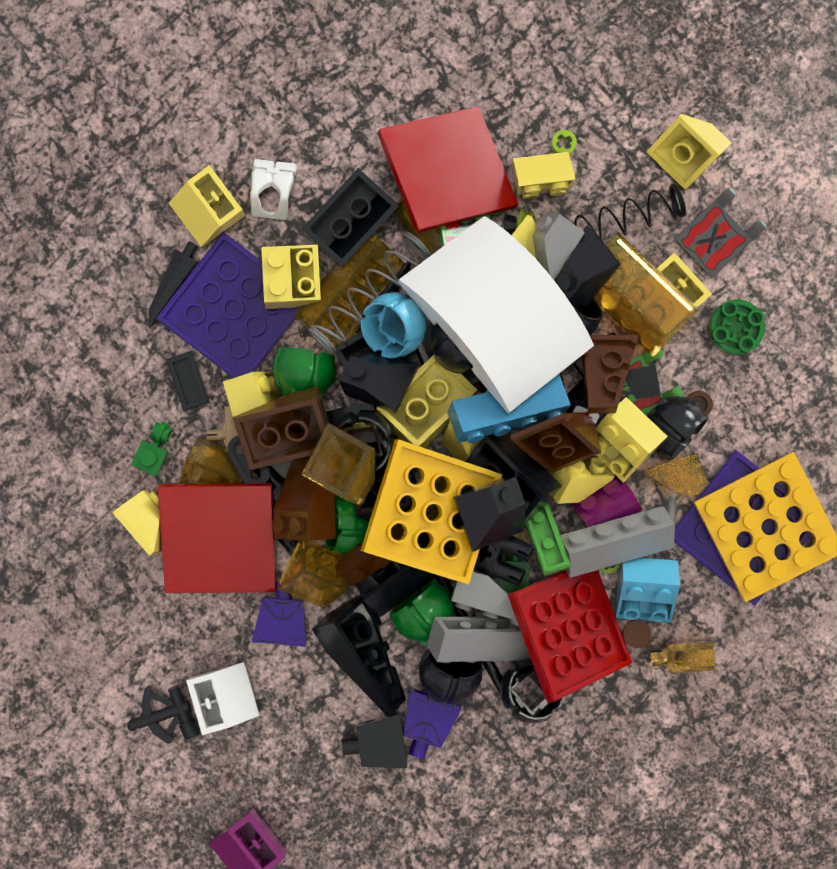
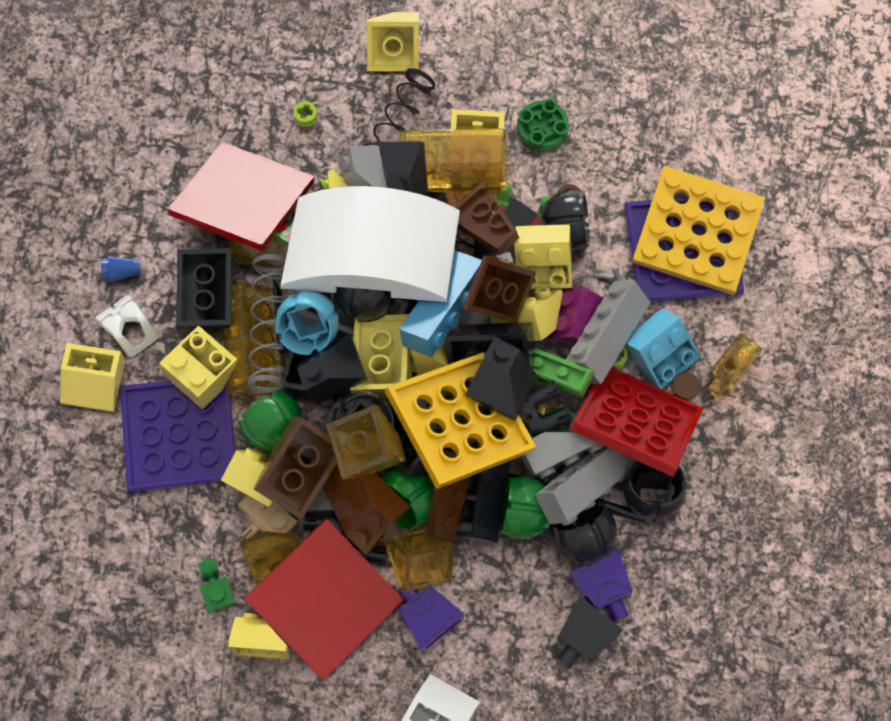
camera: 45 degrees left, 15 degrees down
(176, 273) = (112, 446): black bar -> none
(188, 381) = (193, 513): black tile -> none
(242, 466) = (292, 524): black plate -> none
(306, 137) = (119, 268): none -> blue cone
(355, 643) = (497, 582): black wedge -> none
(542, 175) = (312, 143): light yellow slope -> none
(679, 475) = (604, 252): clear yellow slope -> none
(715, 237) = (469, 82): flag -> none

